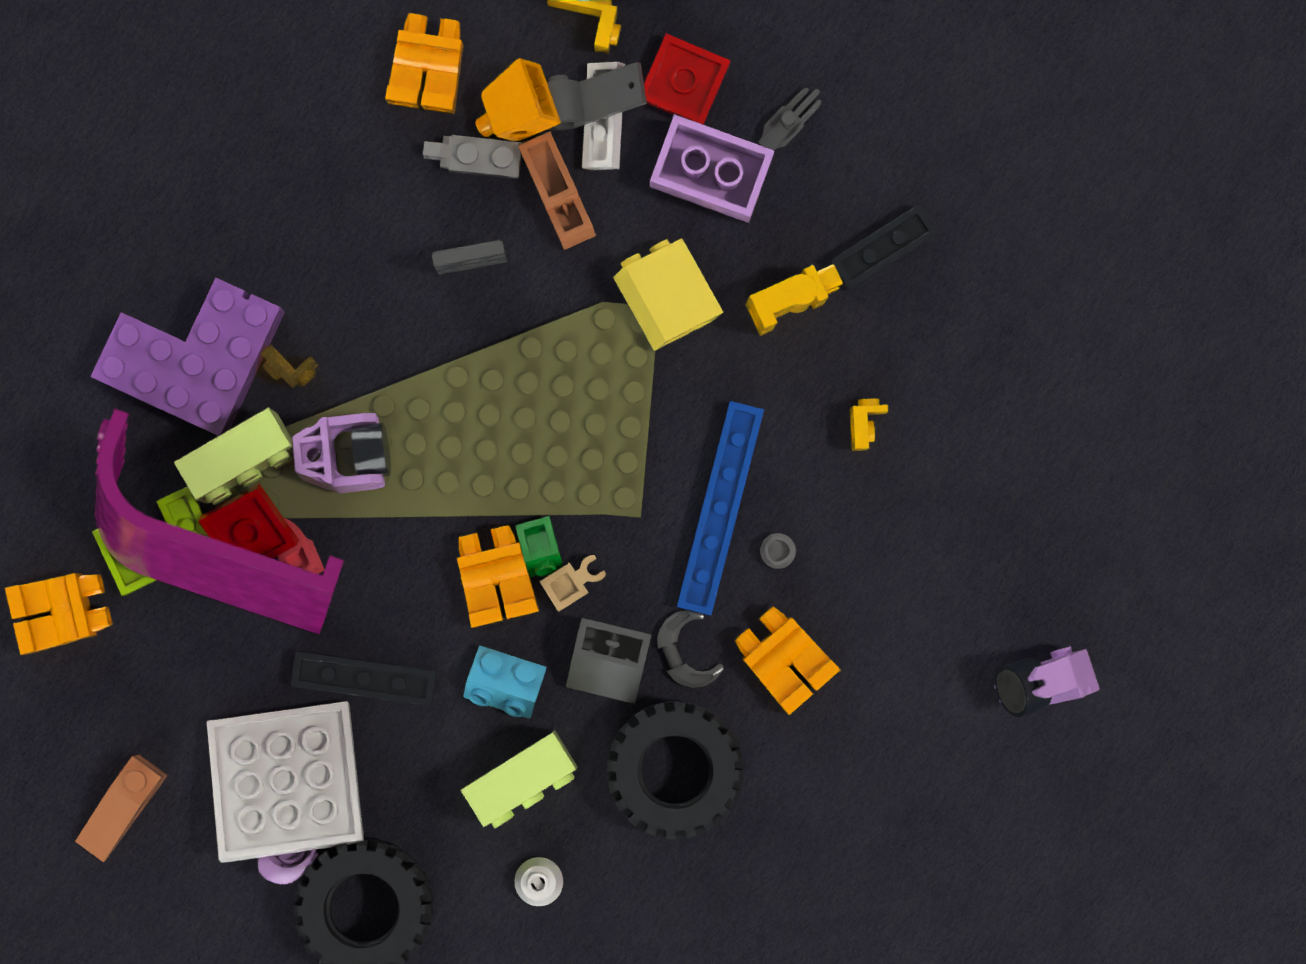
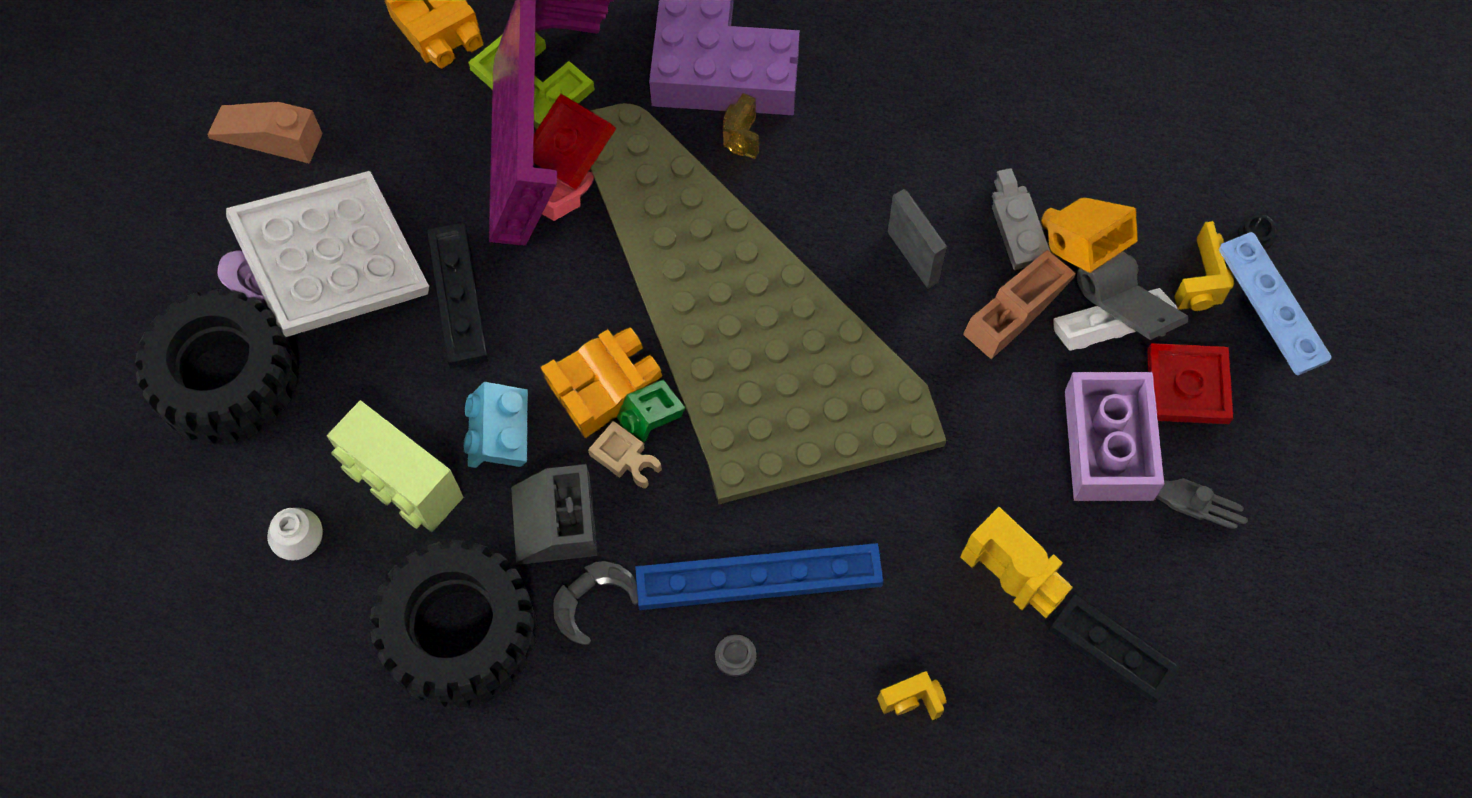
camera: 75 degrees right, 20 degrees down
(236, 457) = (634, 95): yellowish green brick -> none
(369, 449) = (688, 188): lavender piece -> none
(430, 55) = (1084, 147): light orange hips -> none
(667, 293) = (963, 438): light yellow brick -> none
(777, 652) = (616, 705): light orange hips -> none

